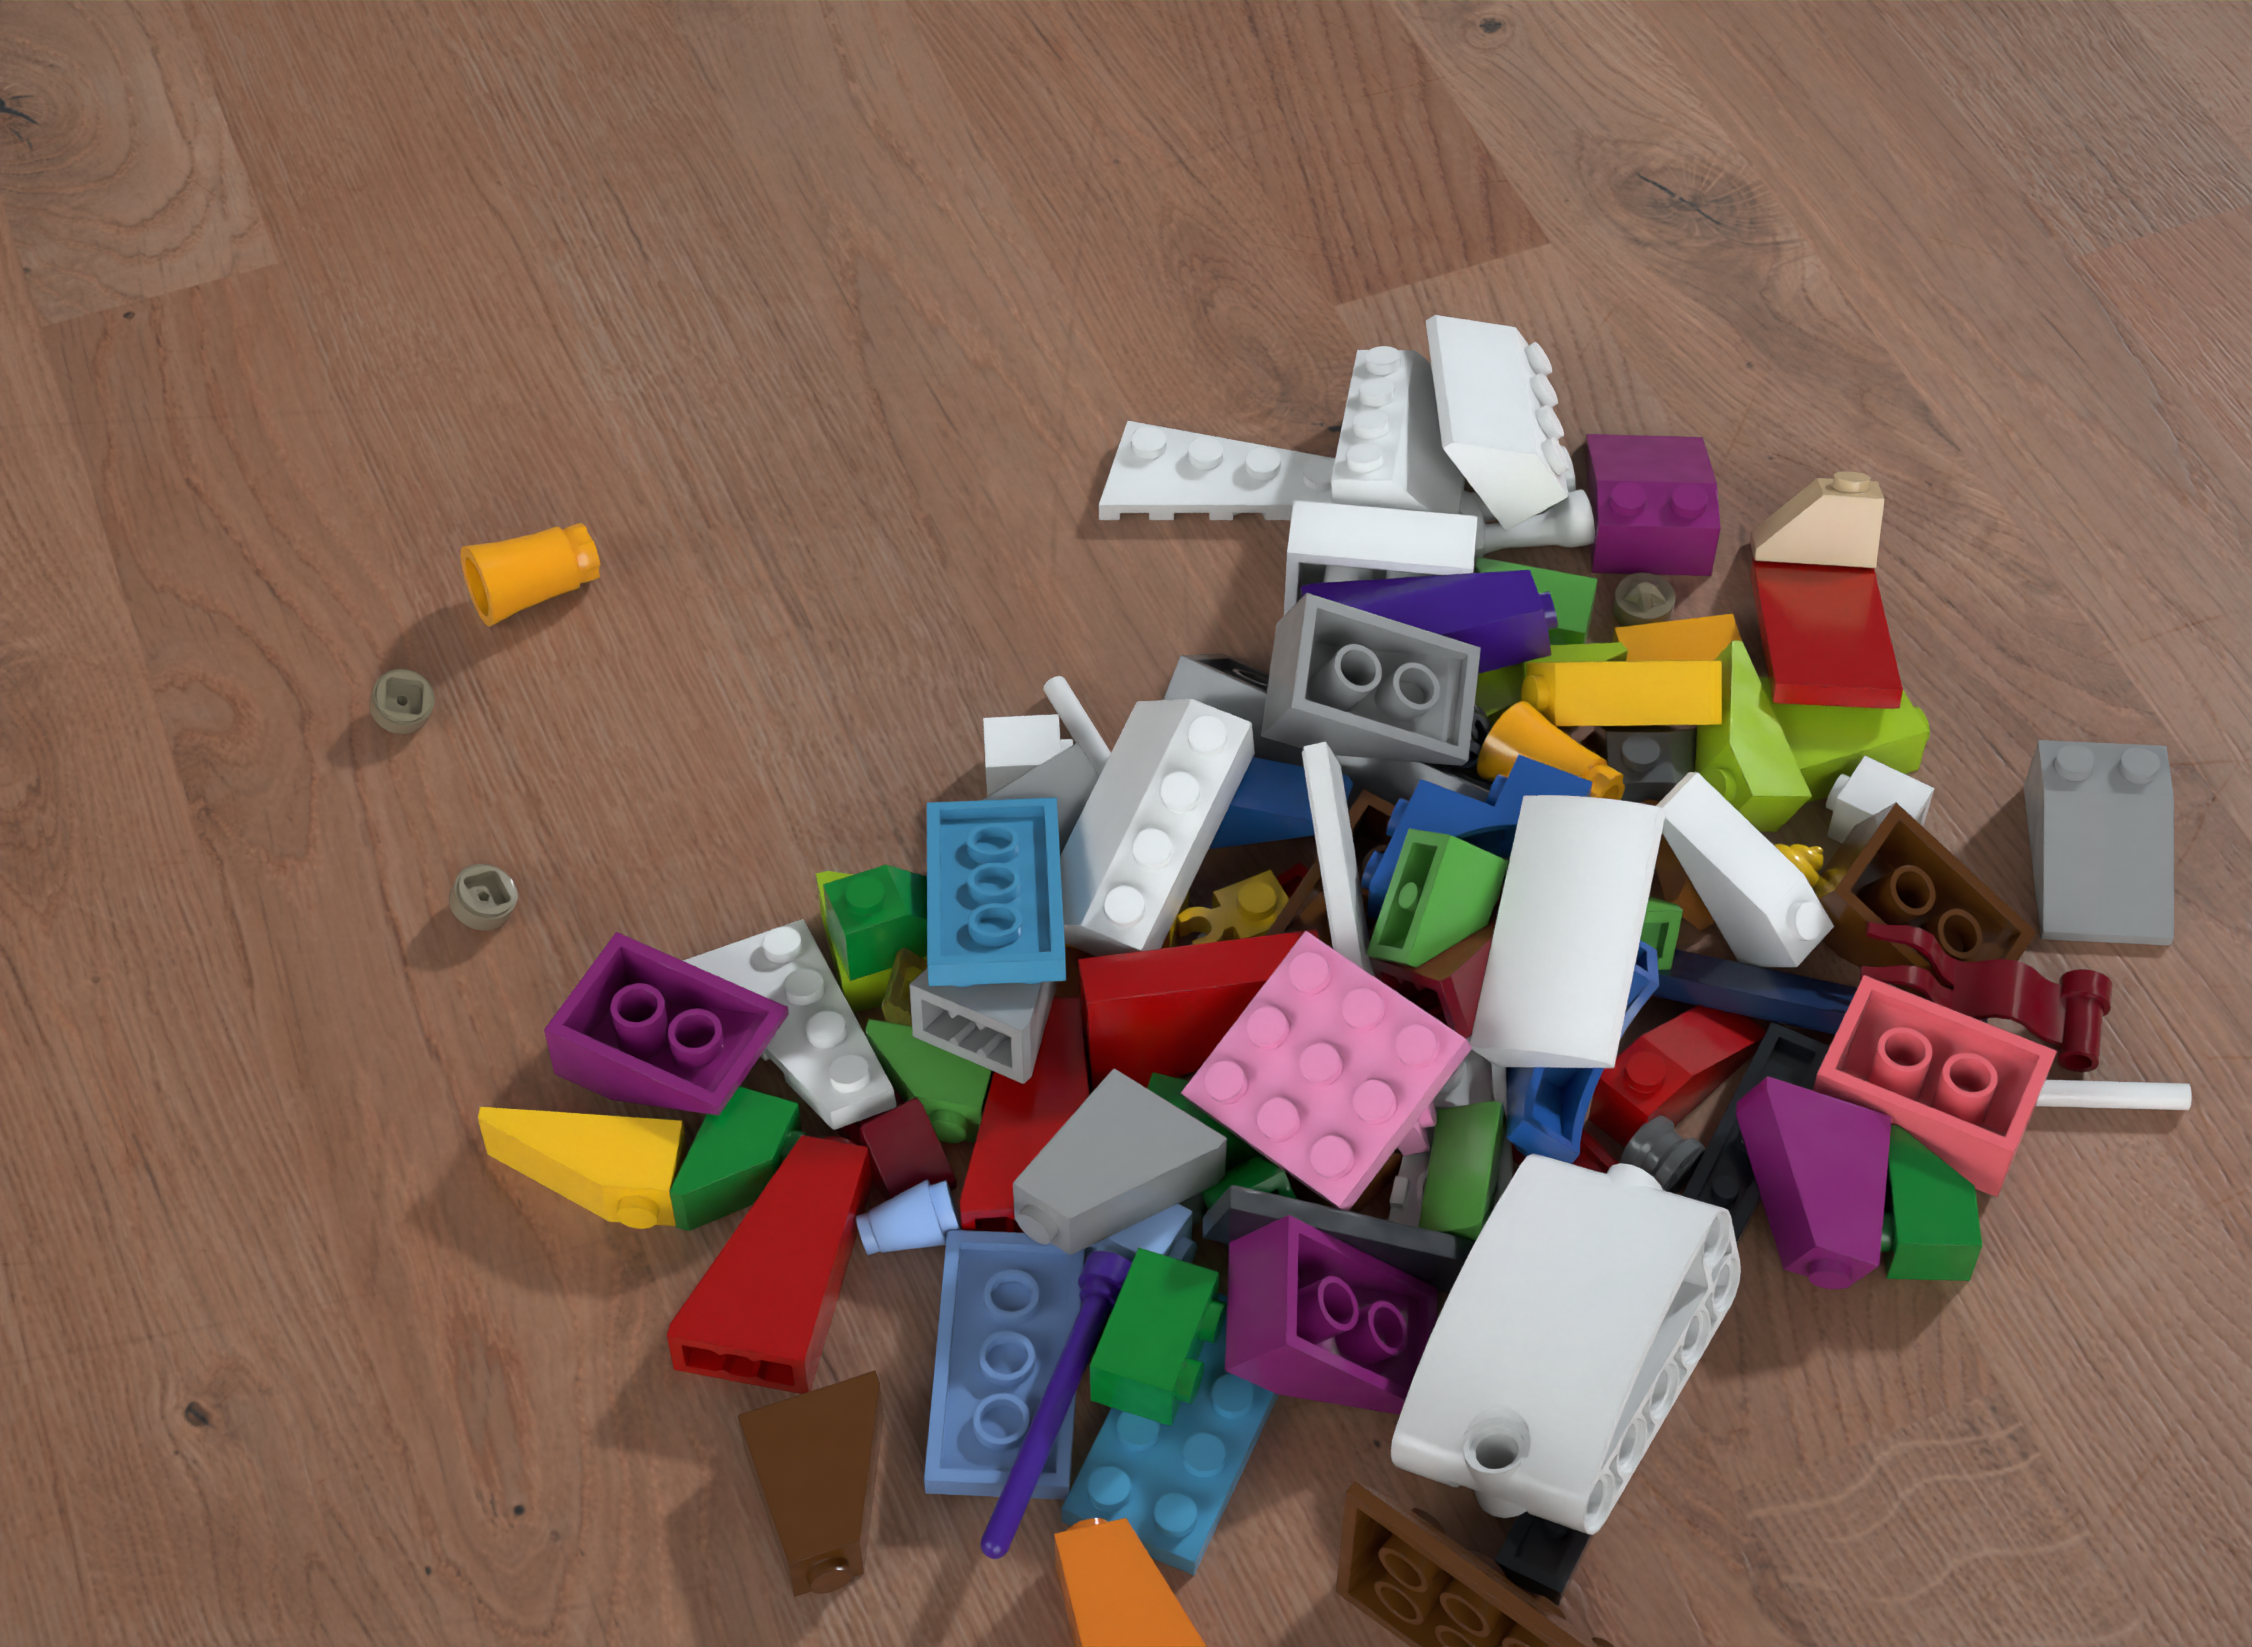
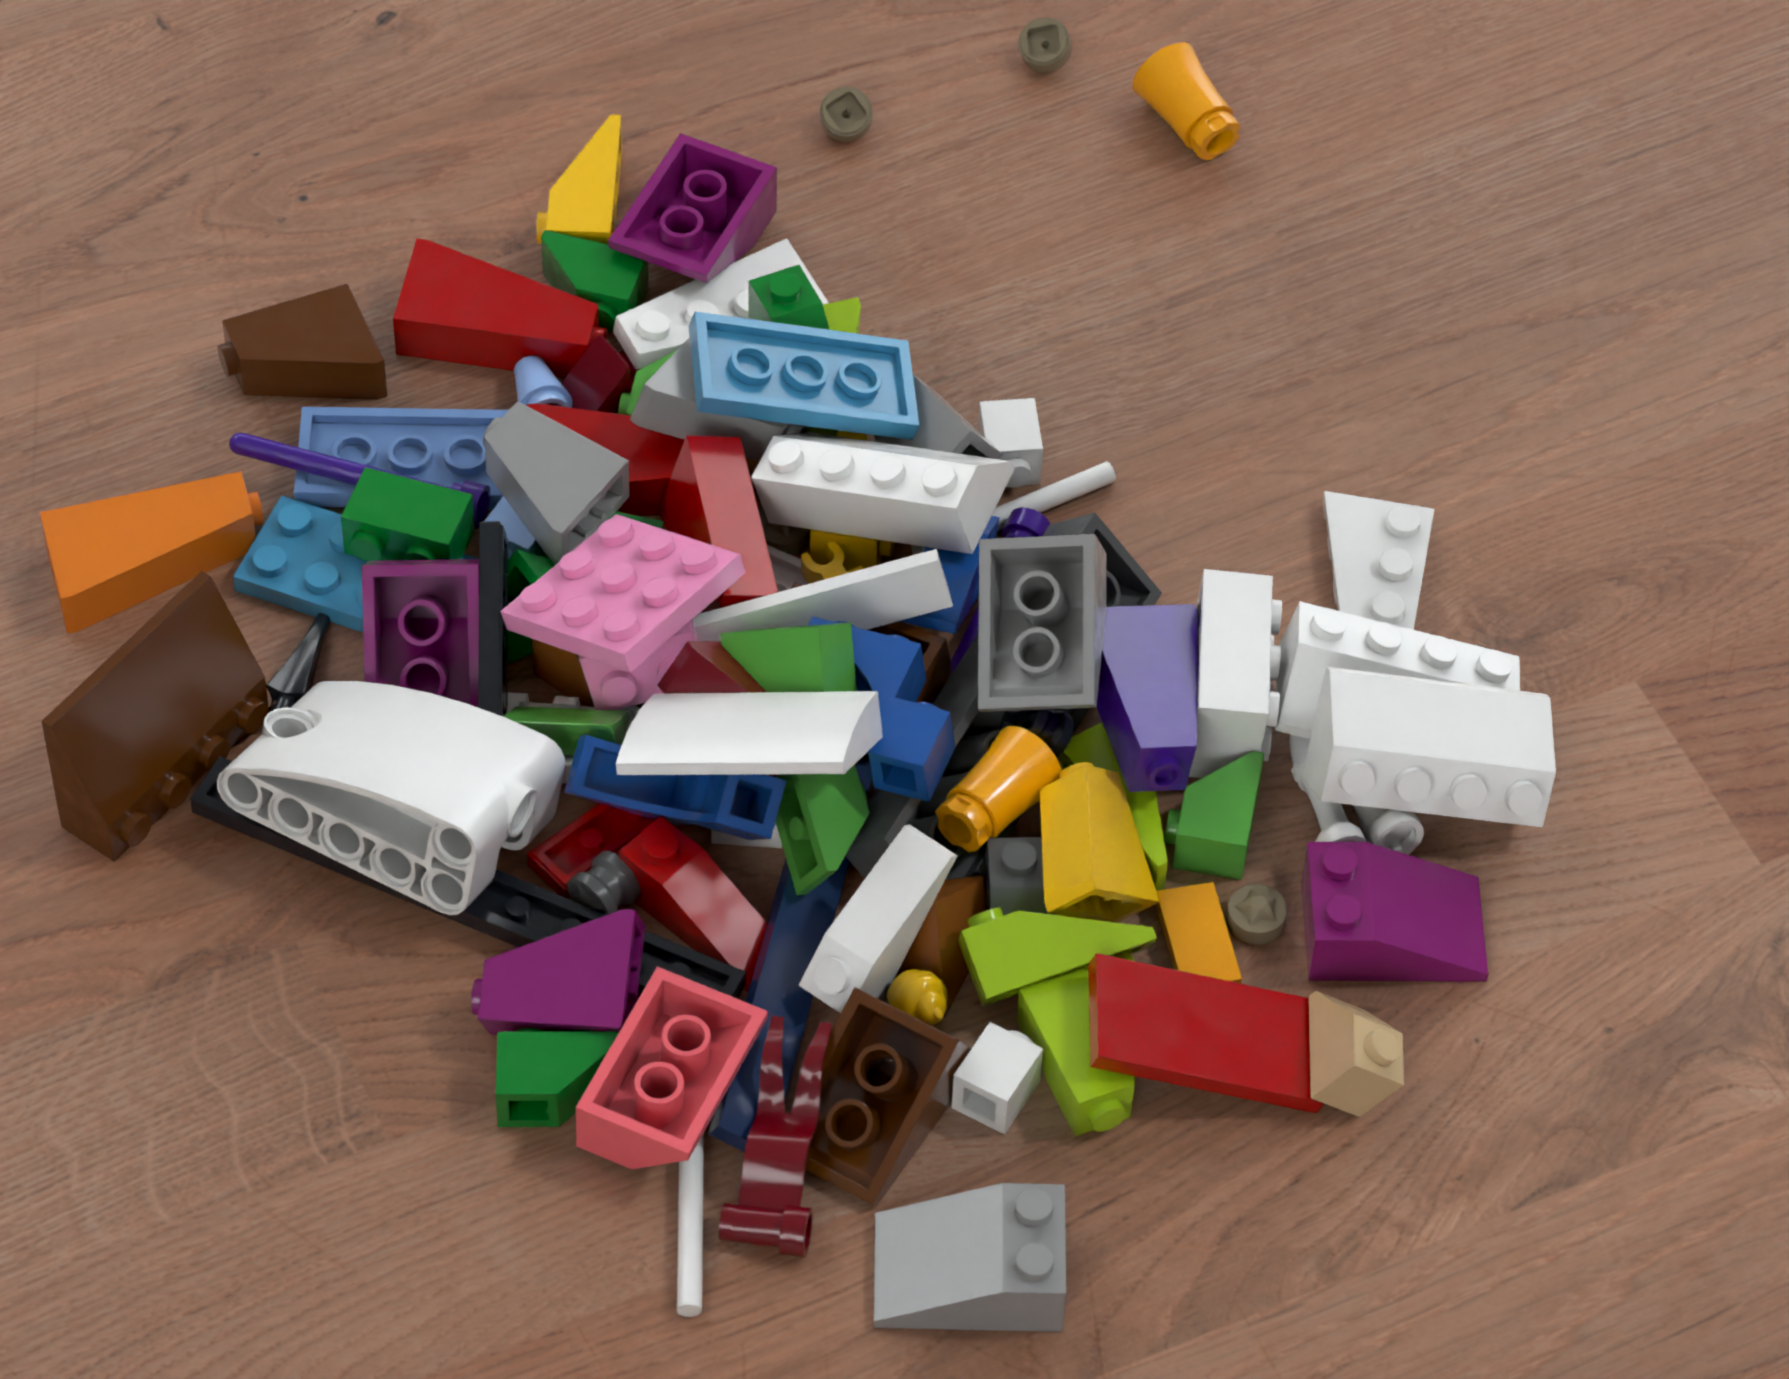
camera: 85 degrees right, 0 degrees up
(1329, 1483) = (298, 672): none -> black piece

